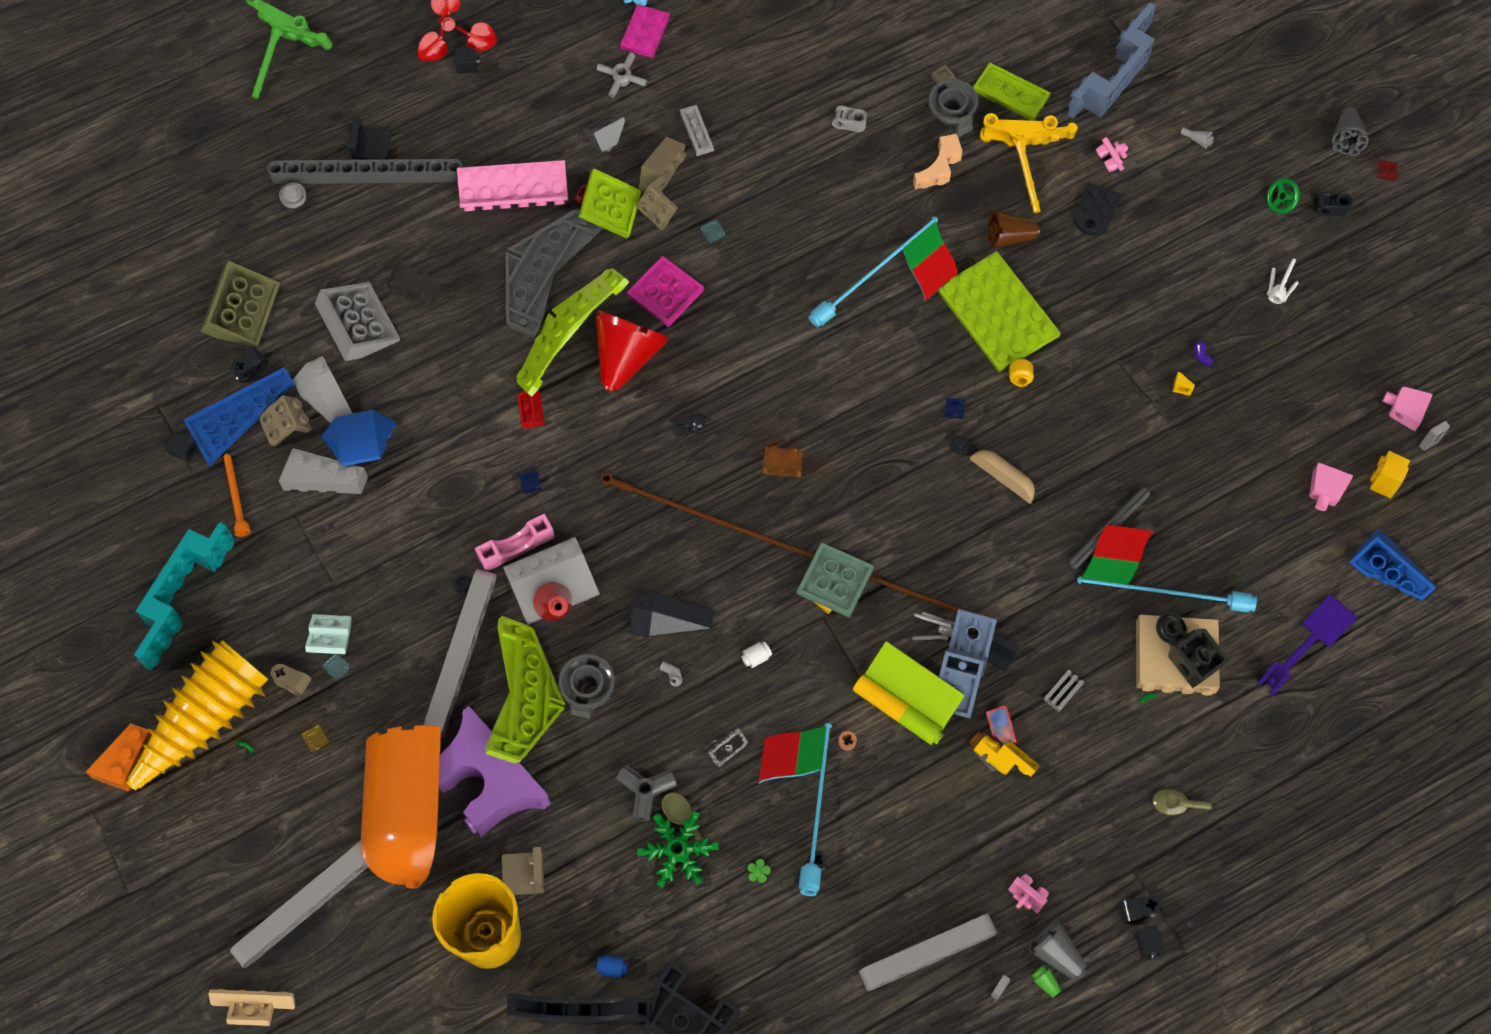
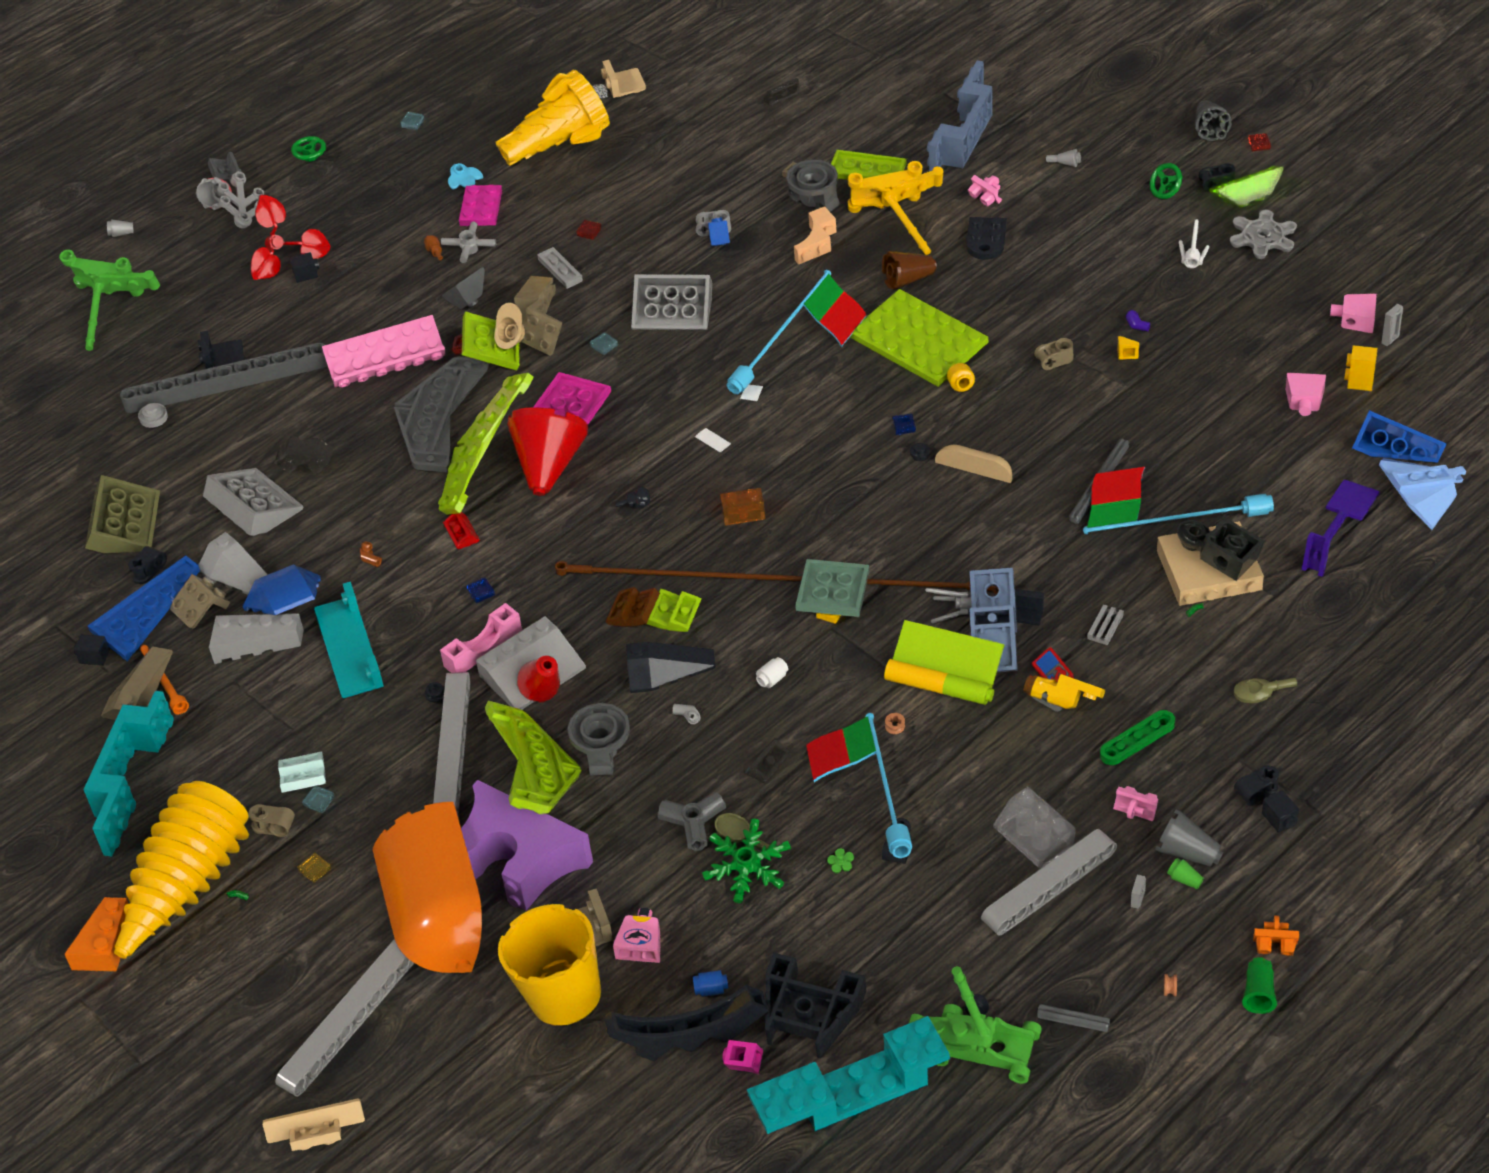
camera: 10 degrees left, 20 degrees down
(209, 502) = (140, 683): none -> dark tan wedge
(400, 509) = (348, 645): none -> teal bracket
(442, 411) = (367, 556): none -> dark orange arm
(566, 899) = (638, 938): none -> bright pink torso
(589, 69) = (433, 245): none -> dark orange piece
(628, 198) = (509, 326): none -> tan piece
(656, 543) = (632, 607): none -> reddish brown slope
(691, 557) = (674, 611): none -> lime slope
(735, 90) = (589, 229): none -> clear red tile
(779, 372) = (712, 440): none -> white sticker
(785, 205) = (671, 302): none -> light grey slope
(829, 329) = (751, 392): none -> white sticker
(851, 134) = (718, 232): none -> blue brick
(932, 893) = (1035, 827): none -> clear slope
(1052, 823) = (1137, 737): none -> green plate
(1111, 370) = (1056, 354): none -> dark tan piece
(1356, 275) = (1268, 227): none -> light grey plate
(1358, 226) = (1249, 187): none -> clear neon green wedge
(1397, 625) = (1424, 487): none -> light blue panel

